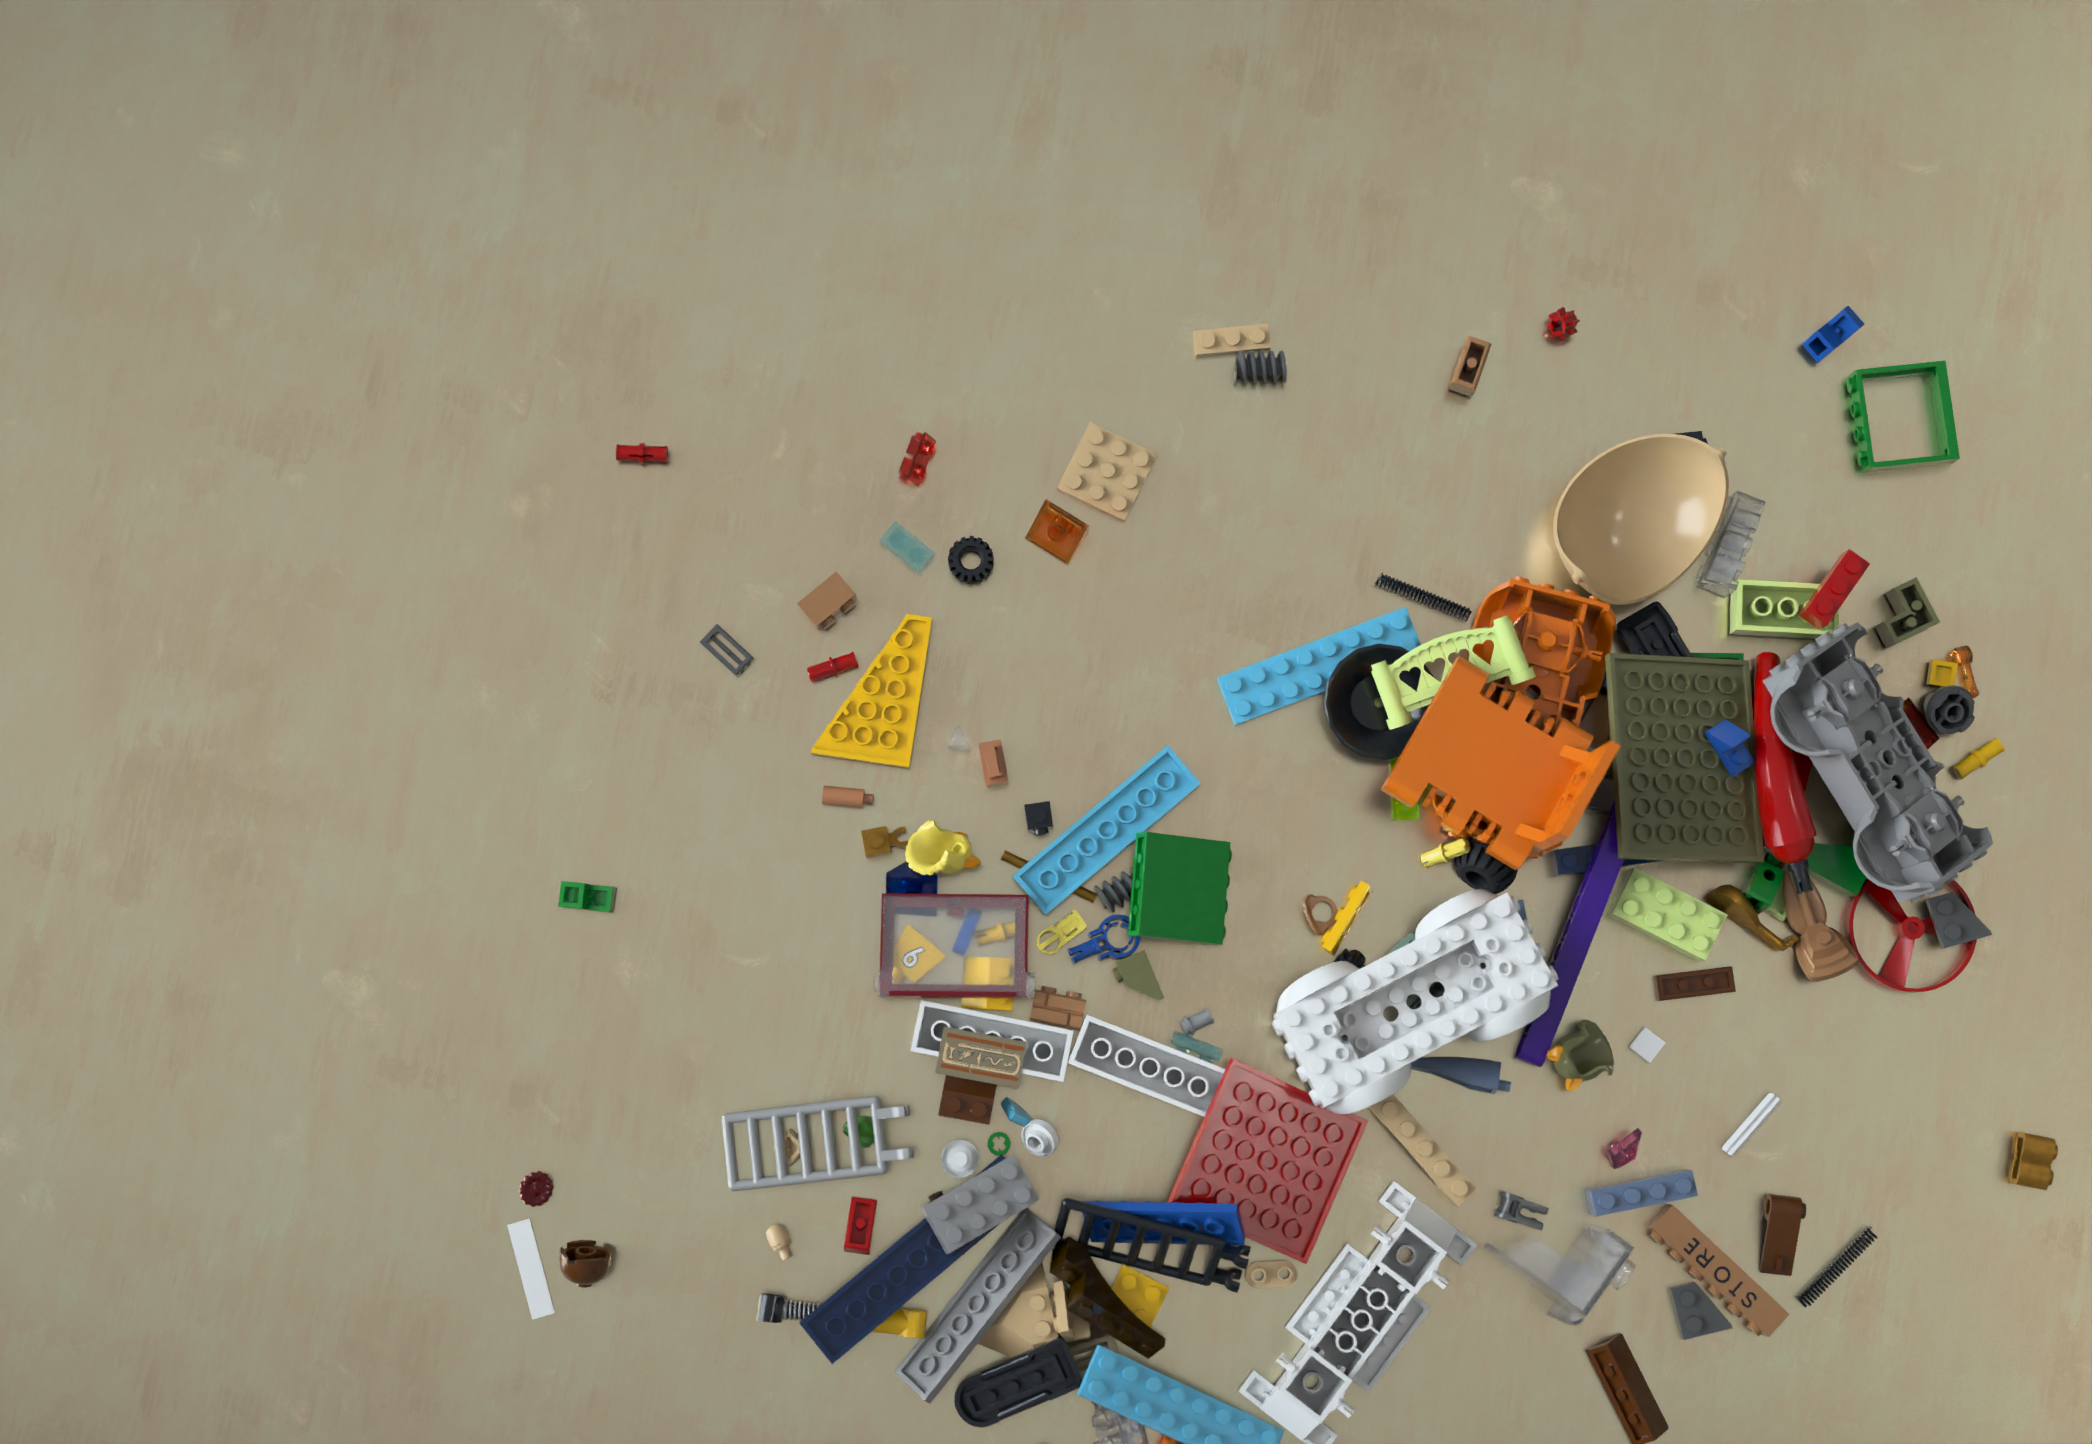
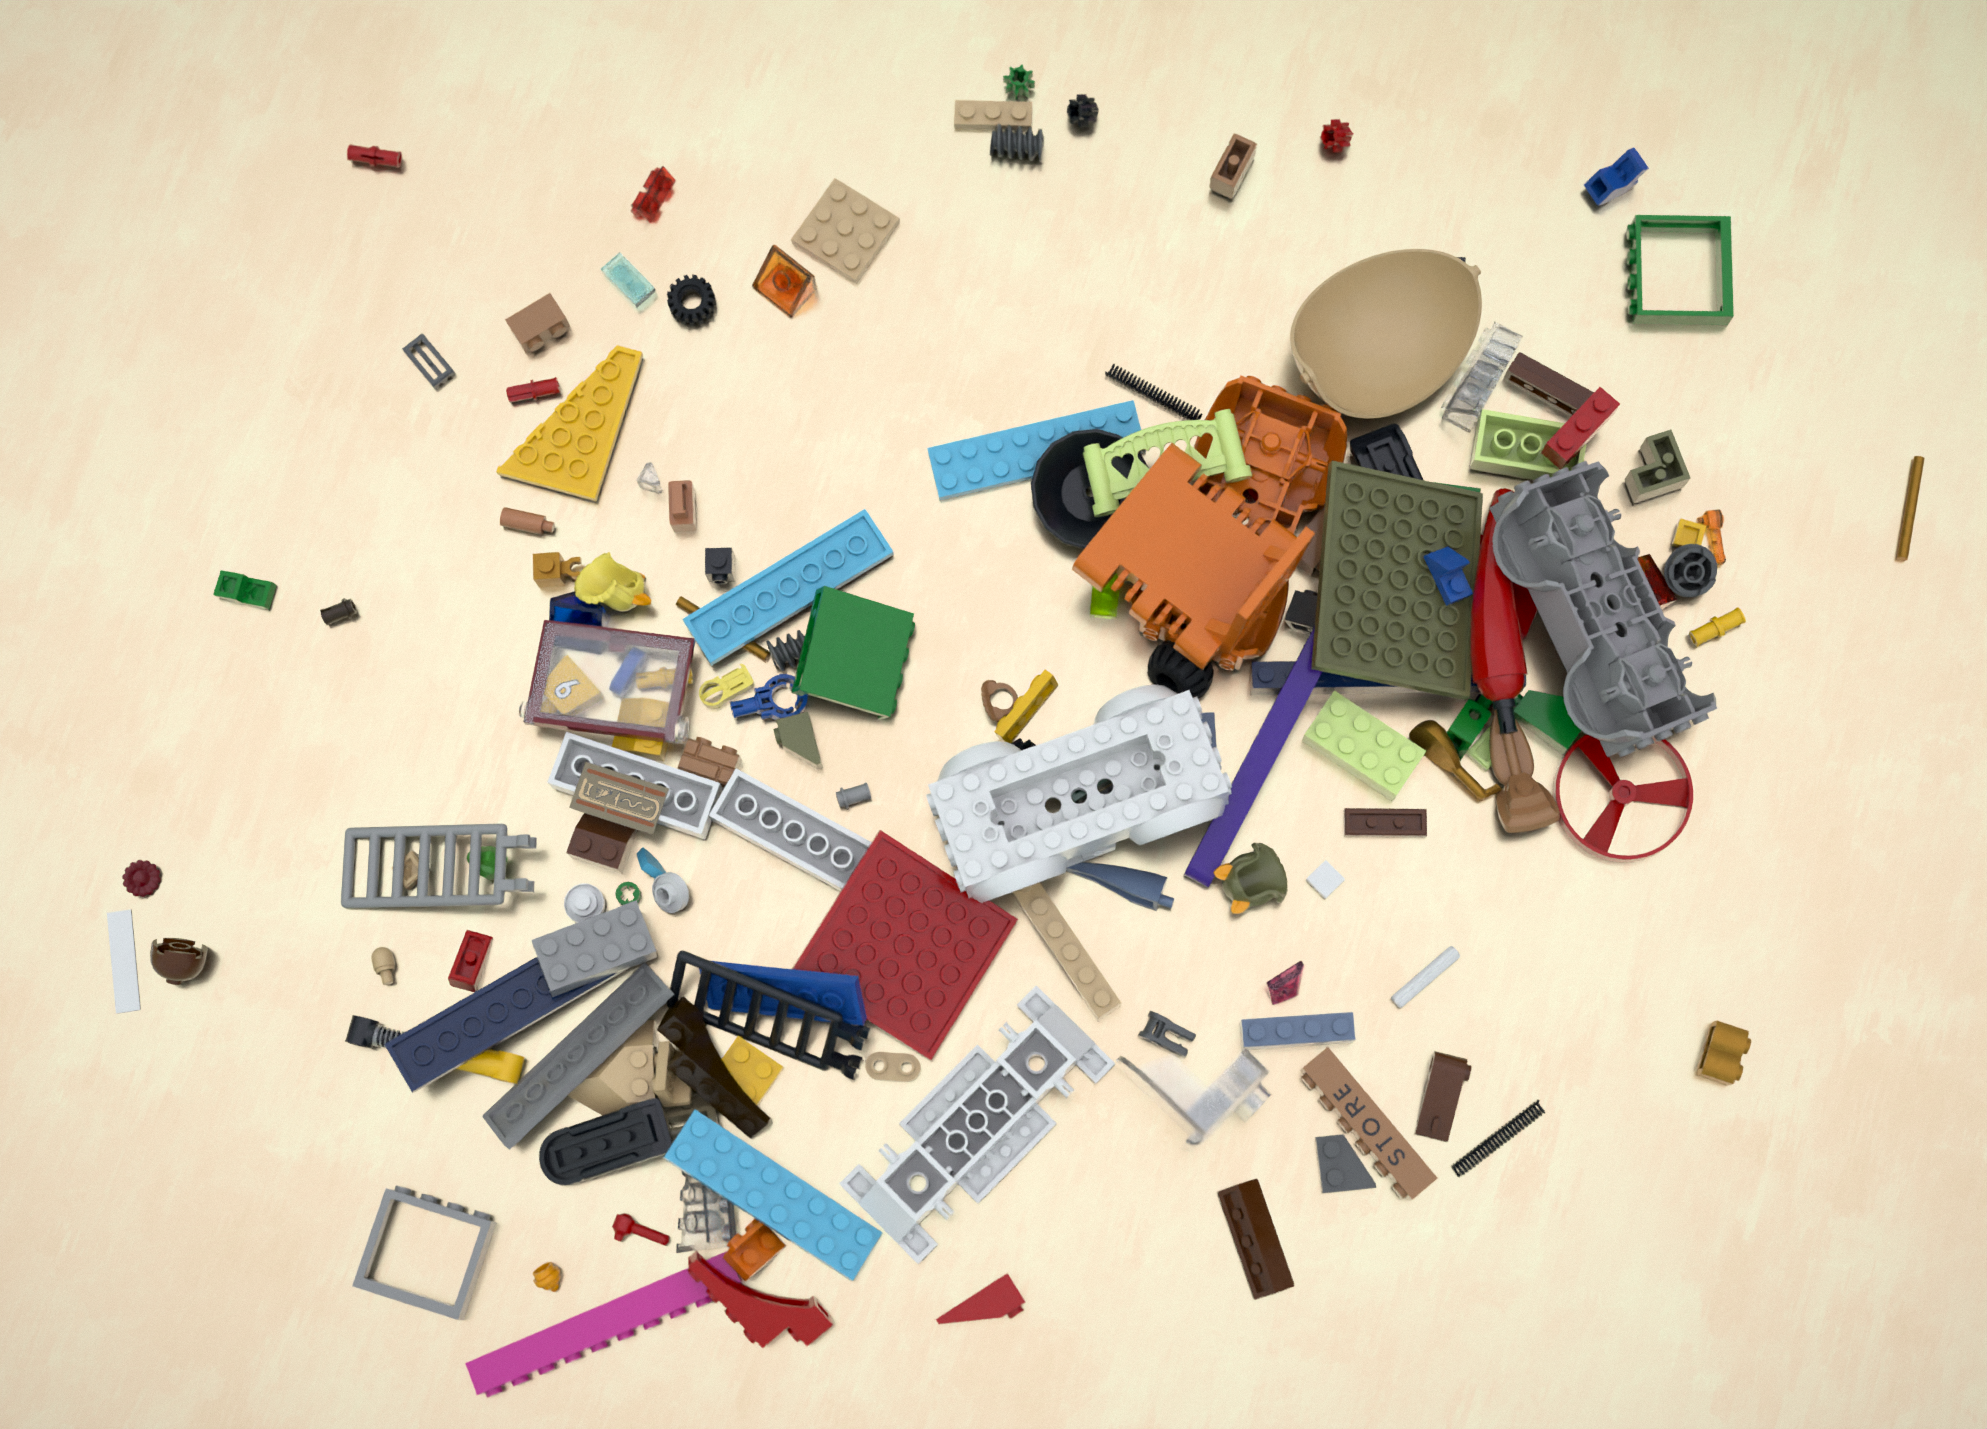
camera: 15 degrees right, 5 degrees down
(681, 907) = (338, 611): none -> dark brown pin
(1205, 1050) = (840, 815): clear light blue plate -> none
(1253, 311) = (1017, 87): none -> green gear
(1318, 327) = (1082, 110): none -> black gear
(1445, 852) = (1138, 652): light yellow axle -> none
(1796, 544) = (1547, 384): none -> reddish brown panel
(1954, 921) = (1669, 789): dark grey wing -> none

